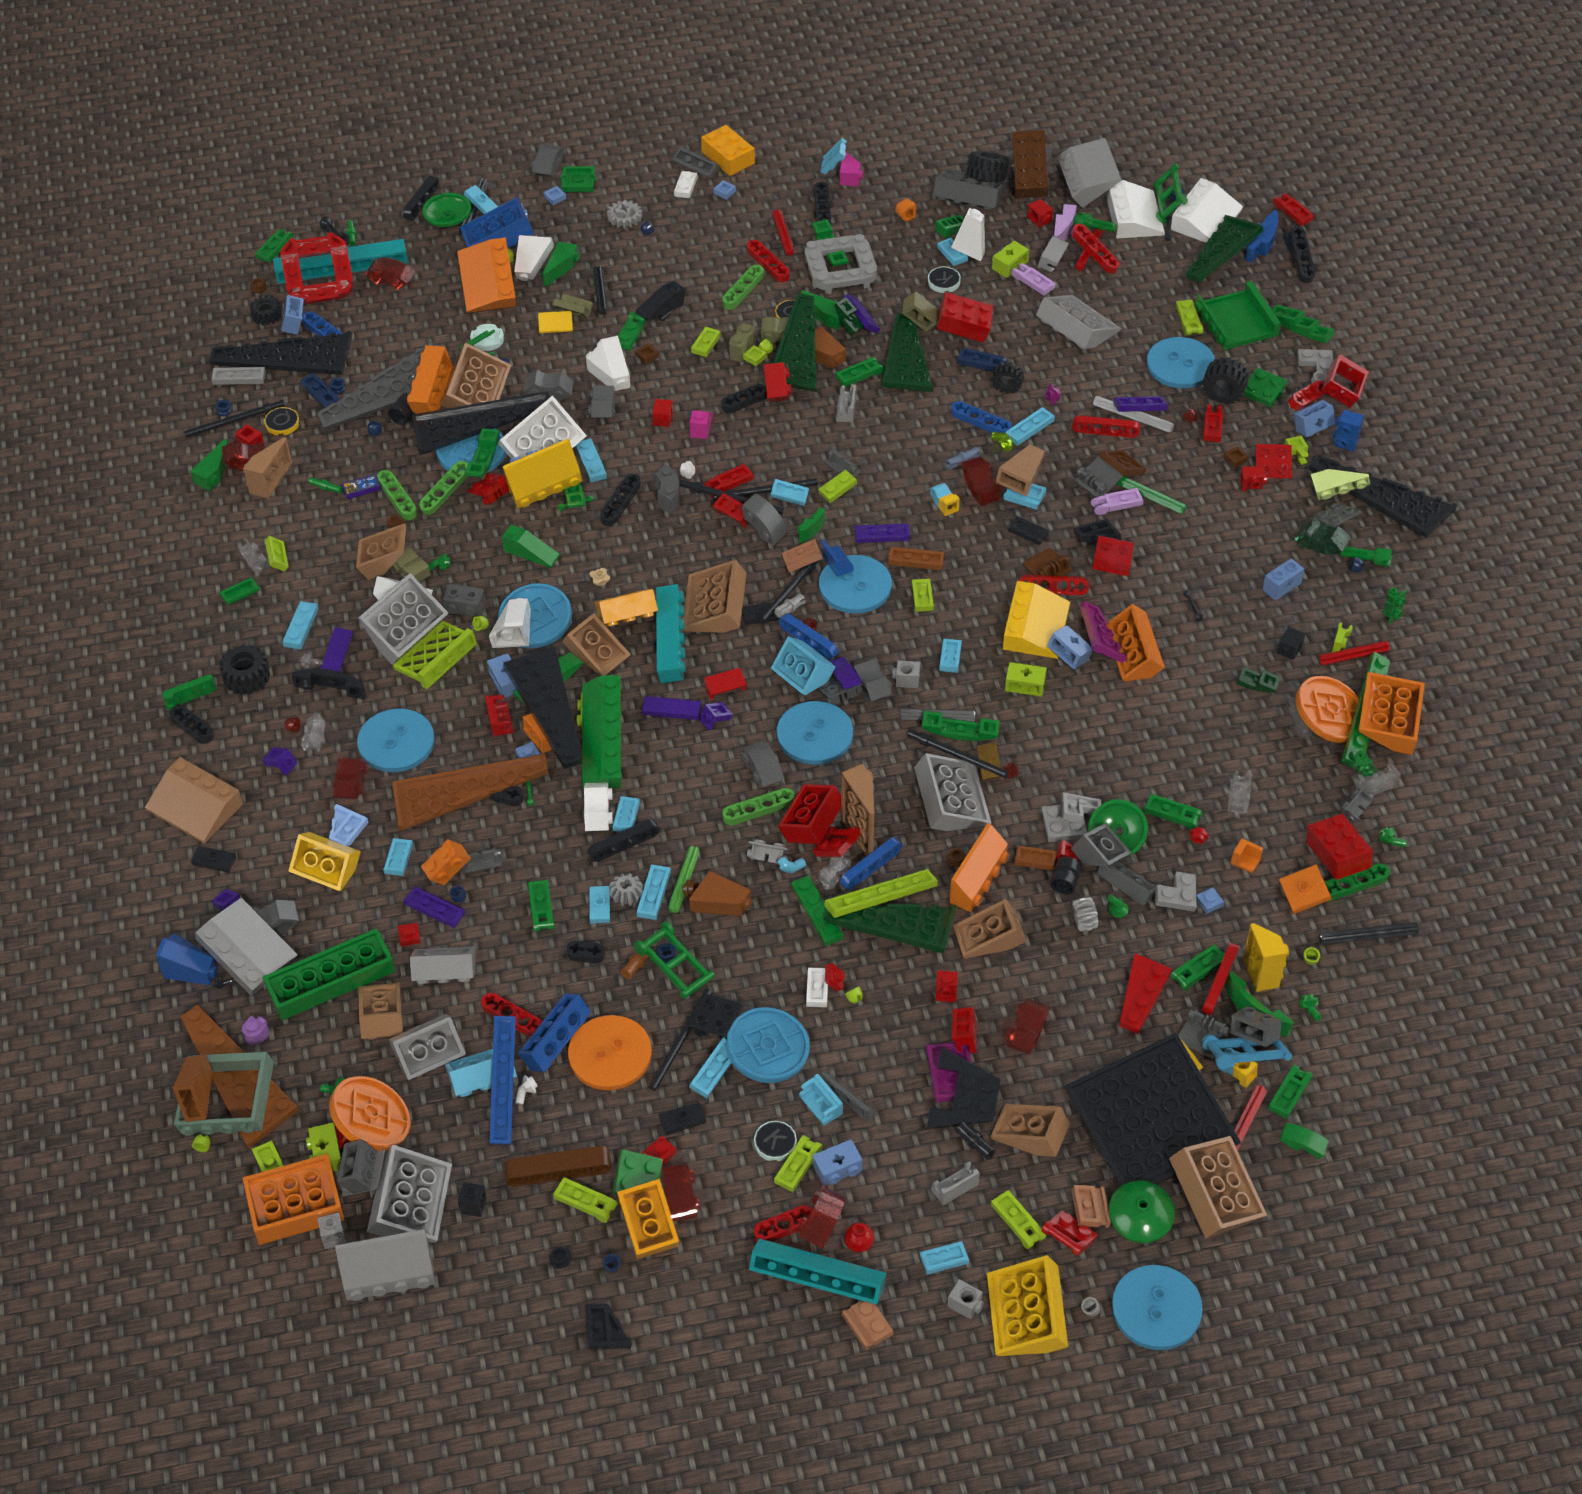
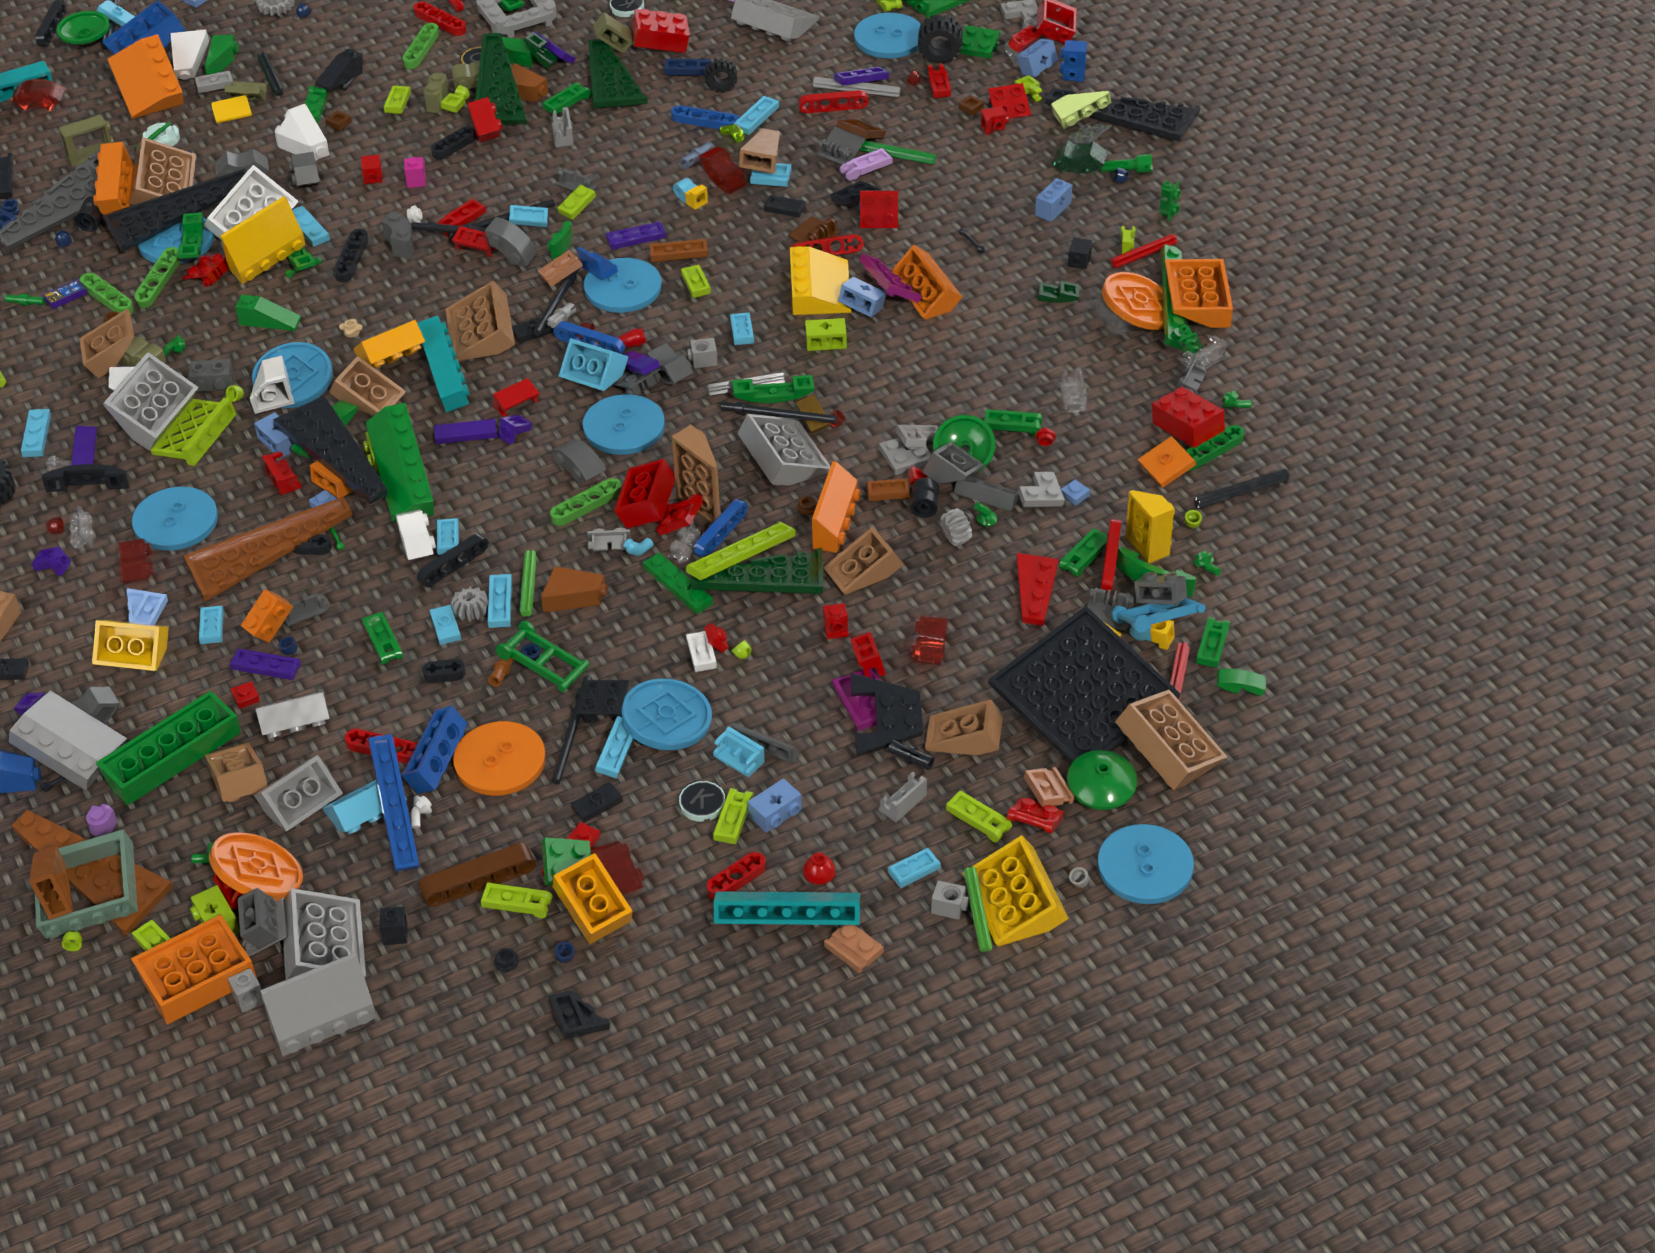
camera: 15 degrees left, 5 degrees down
(419, 320) = (67, 132): none -> olive window
(547, 289) = (213, 81): none -> light grey plate
(690, 887) = (537, 588): reddish brown plate -> none
(822, 1216) = (775, 857): clear red brick -> none
(848, 644) = (633, 338): none -> red cone
(988, 1317) = (978, 910): none -> bright green axle
(1052, 394) = (770, 83): magenta plate -> none
(1247, 855) = (1099, 444): orange panel -> none

